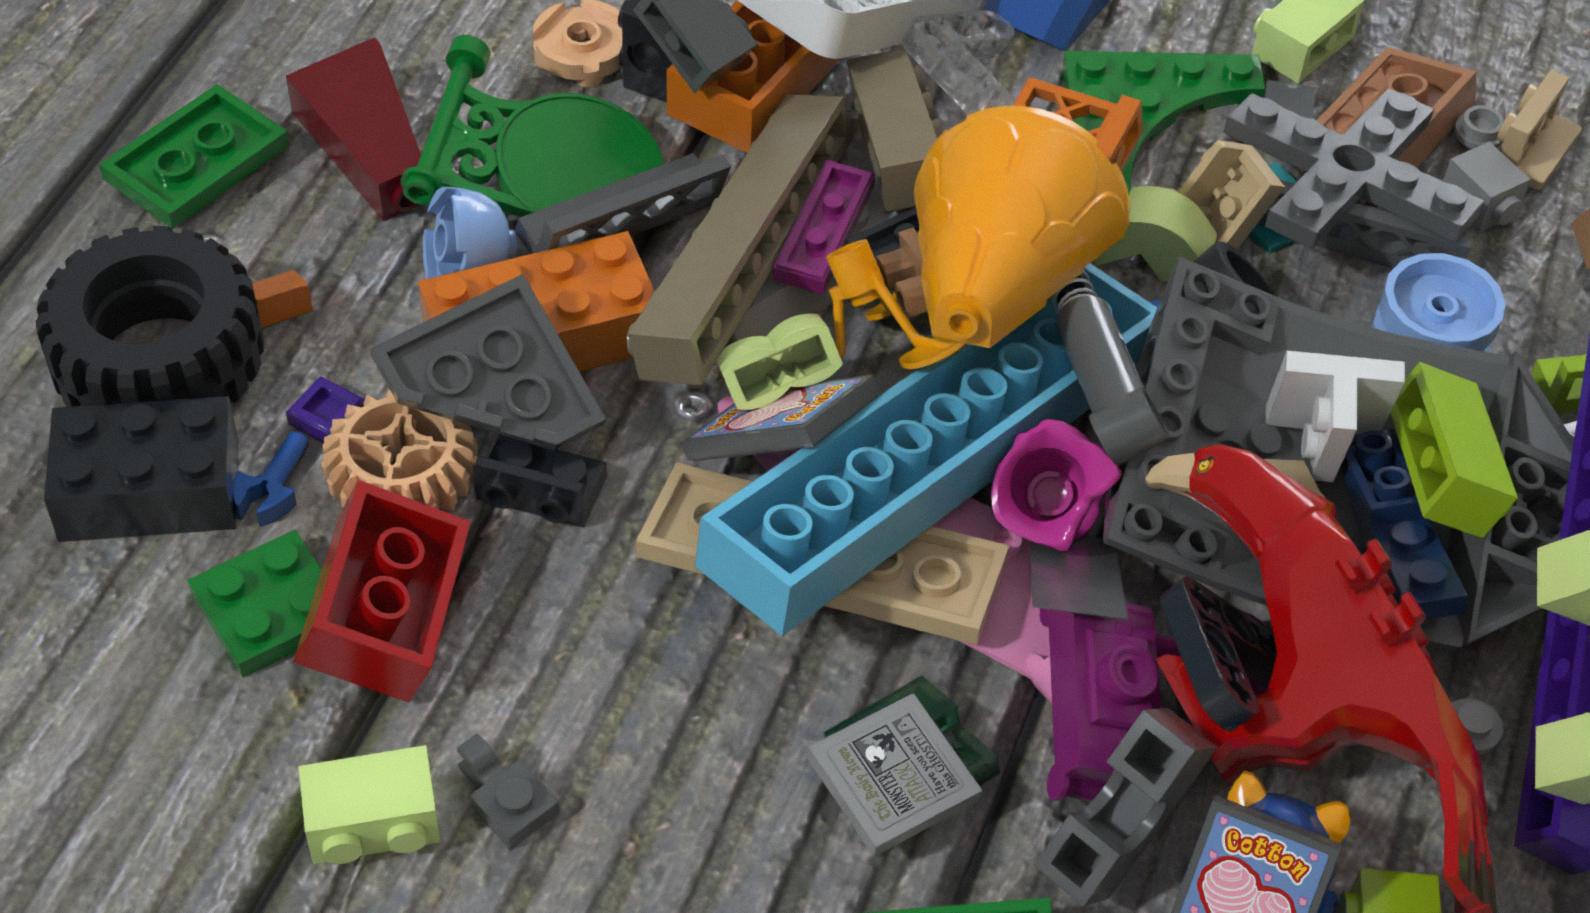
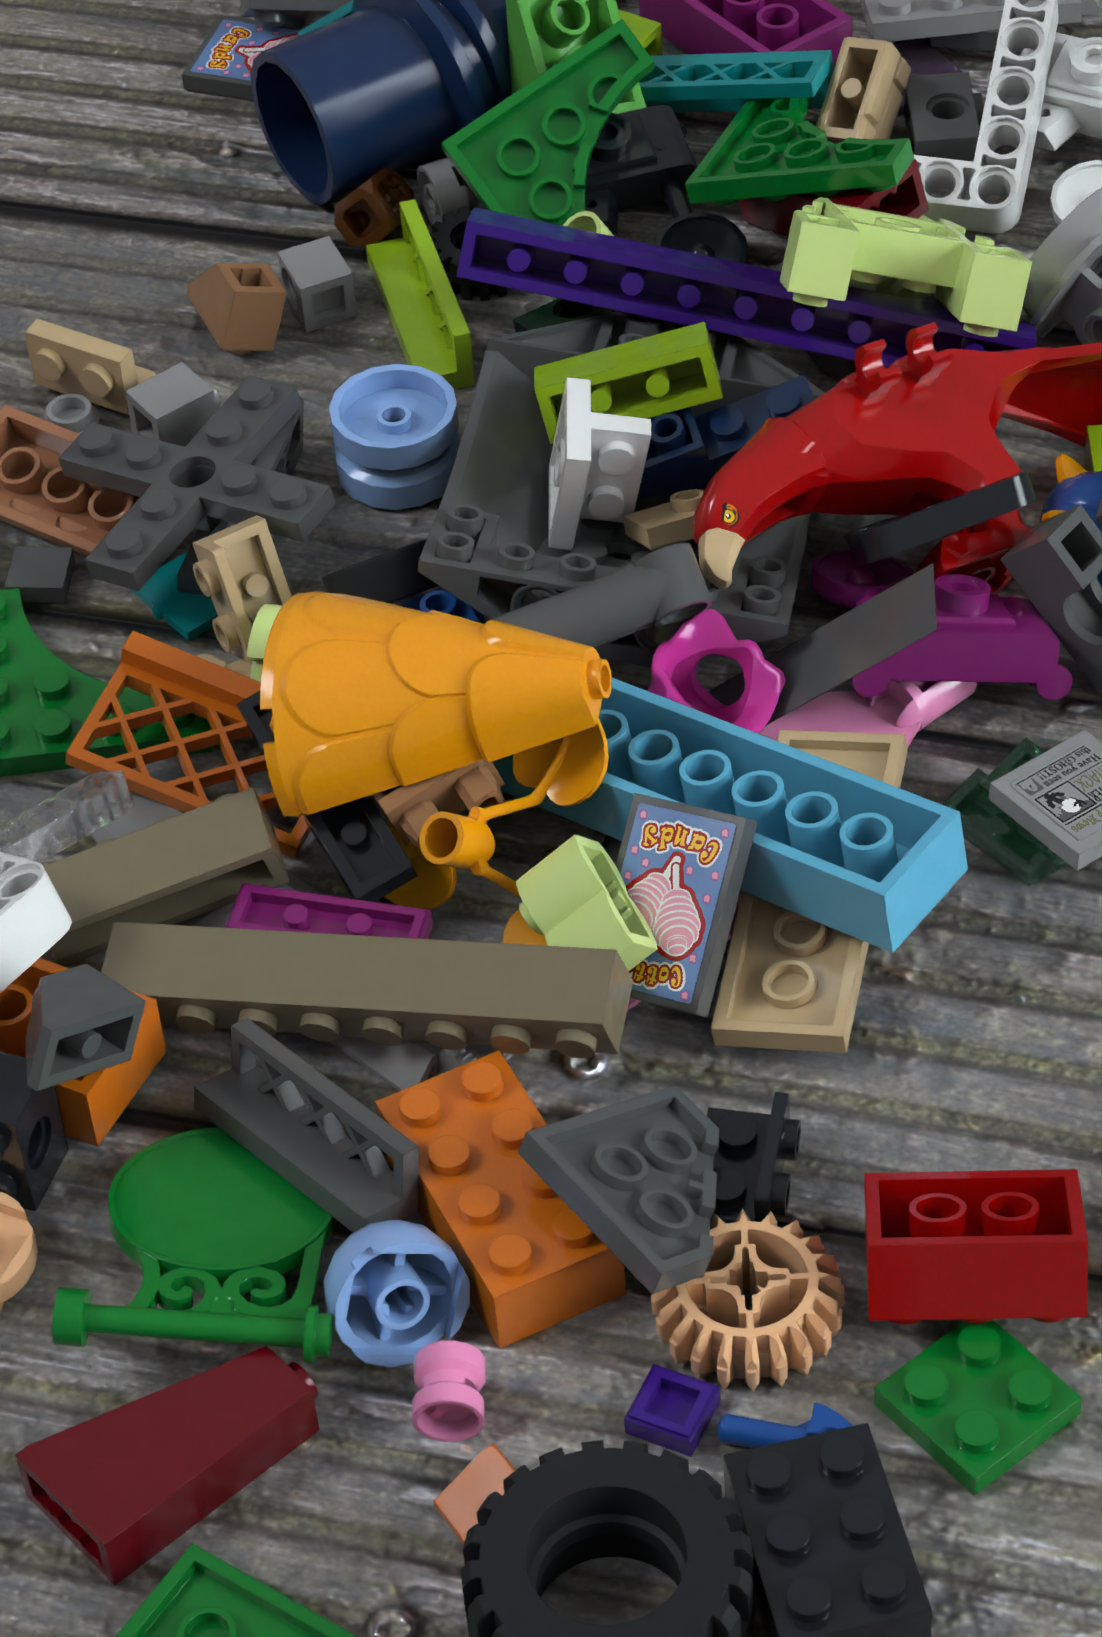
camera: 90 degrees left, 5 degrees down
(372, 275) = (449, 1395): none -> bright pink wheel

